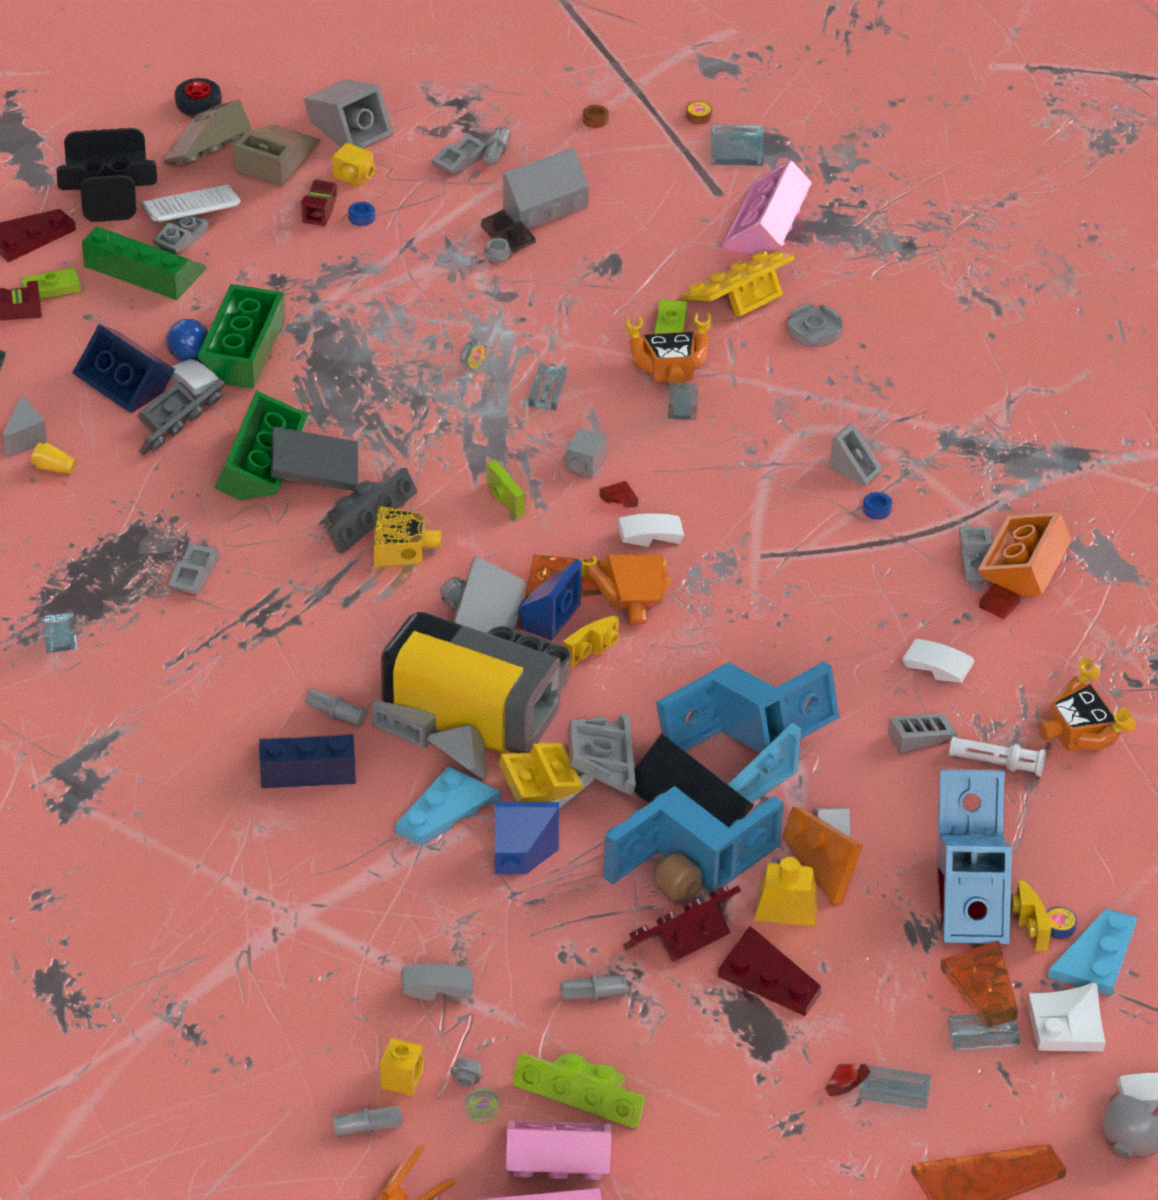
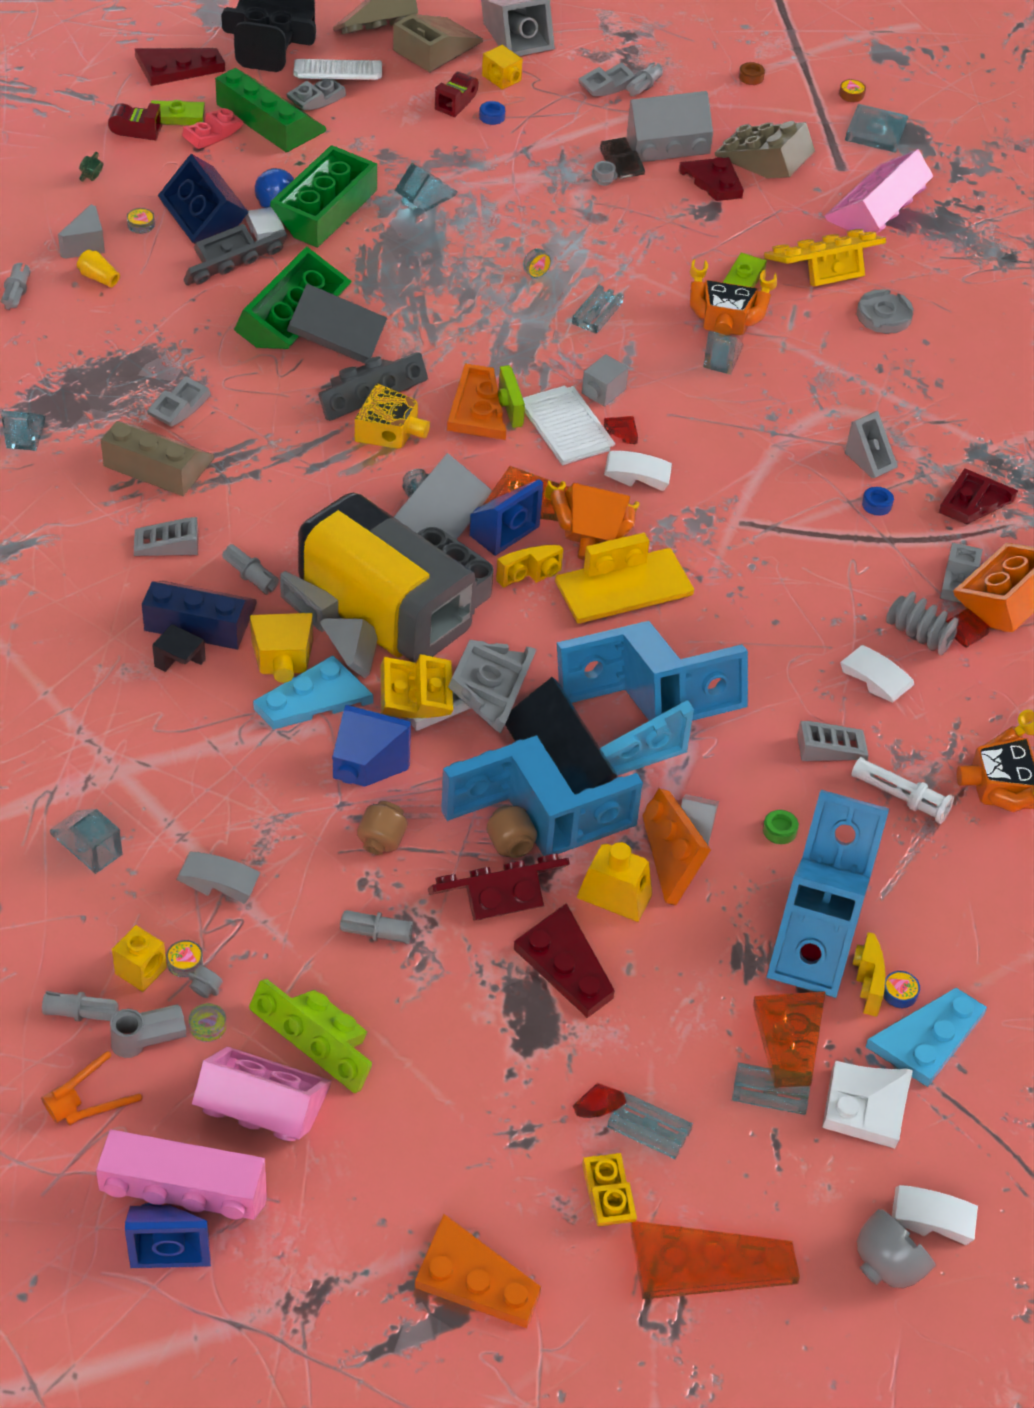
camera: 15 degrees right, 5 degrees up
(68, 401) = (140, 220): none -> tile
(96, 292) = (216, 127): none -> coral slope
(196, 628) = (153, 457): none -> dark tan slope
(262, 695) = (182, 541): none -> light grey slope
(305, 978) = (90, 838): none -> clear light blue slope
(306, 791) = (178, 646): none -> black panel
(332, 307) = (423, 189): none -> clear light blue slope
(397, 767) = (282, 643): none -> yellow torso
(428, 1125) = (145, 1029): none -> light grey piece
(438, 1058) = (184, 958): none -> tile
(476, 505) = (477, 404): none -> orange wing
(562, 903) = (382, 827): none -> medium nougat head
(567, 503) = (567, 424): none -> white window
(603, 229) = (714, 176): none -> dark red wing
(644, 190) = (769, 148): none -> dark tan slope
(679, 632) = (622, 578): none -> yellow bracket
(882, 1146) = (609, 1189): none -> yellow slope
(905, 814) = (780, 827): none -> bright green tile
(961, 605) = (923, 622): none -> light grey piece
(964, 481) = (975, 497): none -> dark red wing

